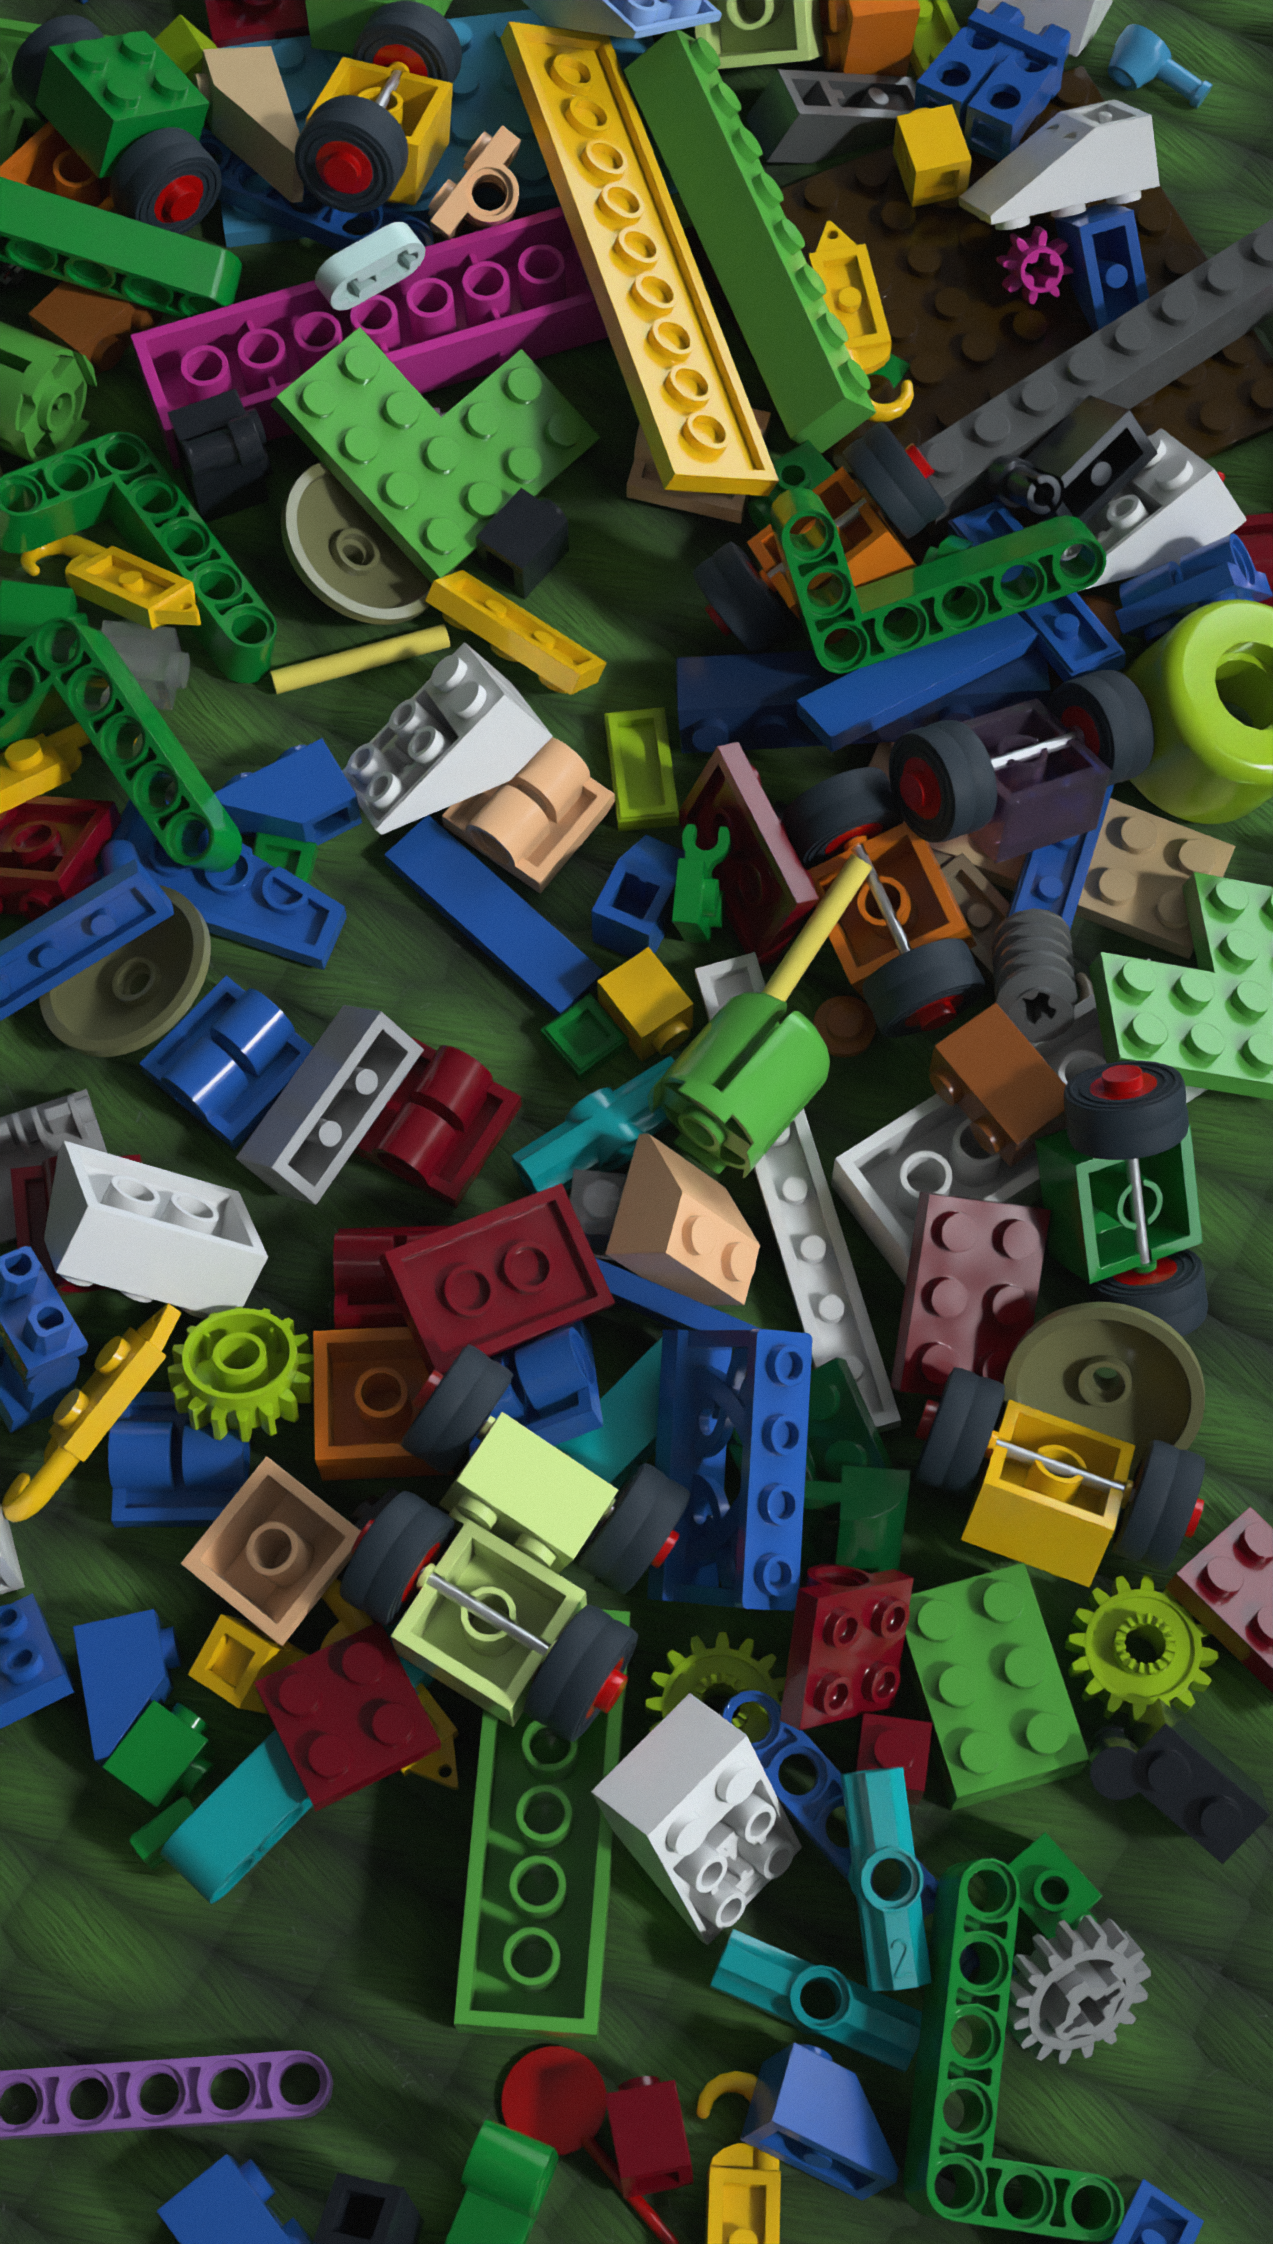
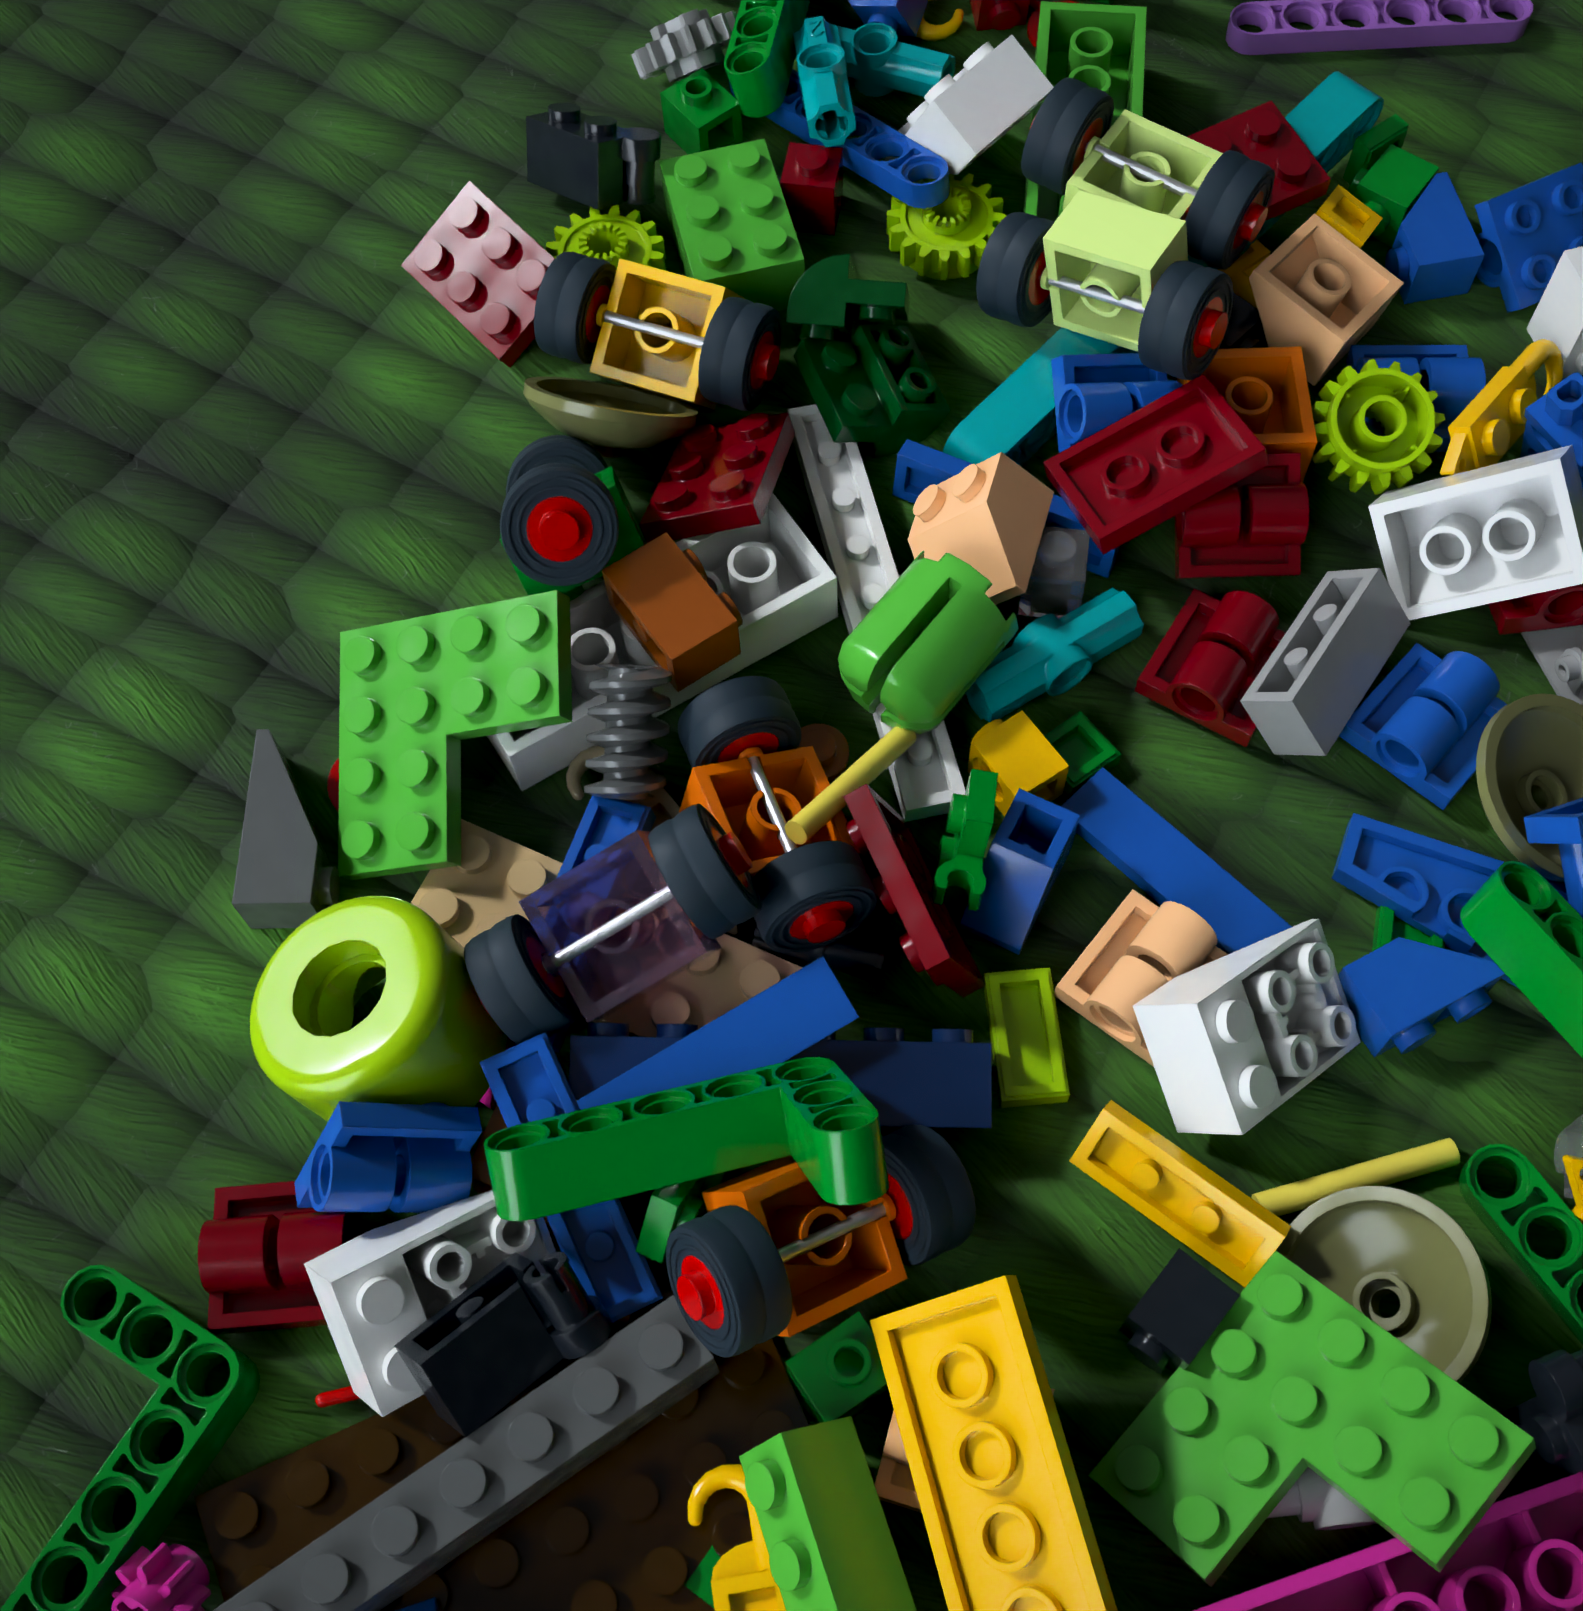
camera: 175 degrees left, 5 degrees down
(697, 1411) = (954, 376): blue fence -> none
(845, 1644) = (860, 193): dark red plate -> none

